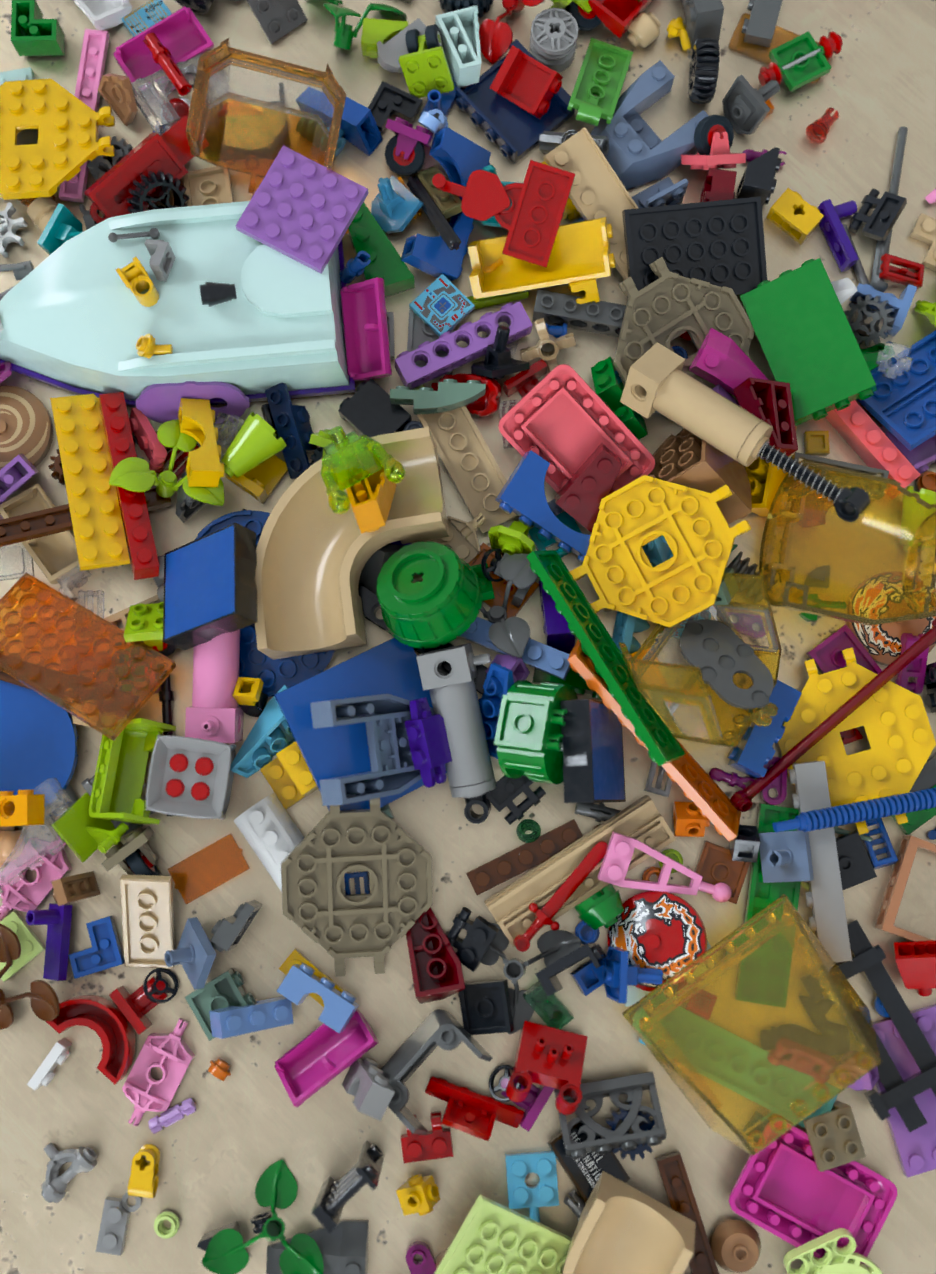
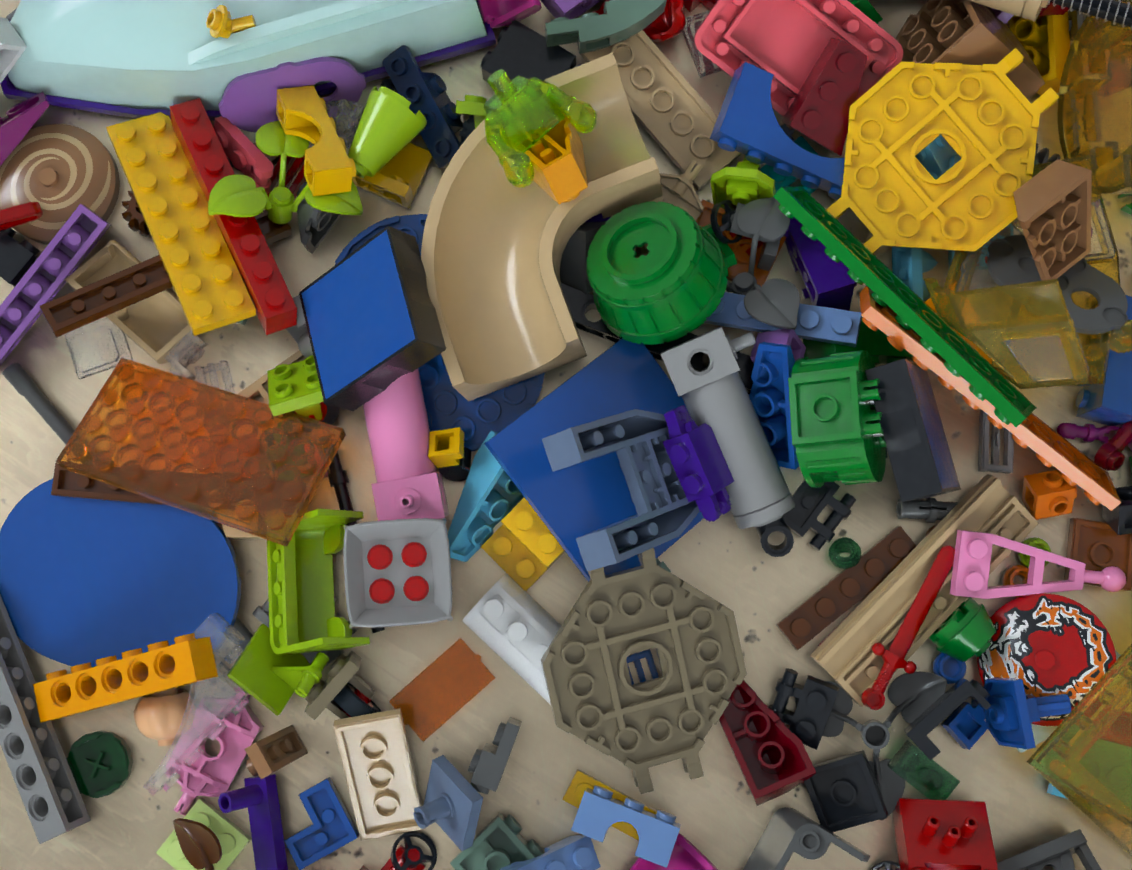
camera: 10 degrees left, 0 degrees up
(727, 617) = (1056, 217): none -> medium nougat wedge

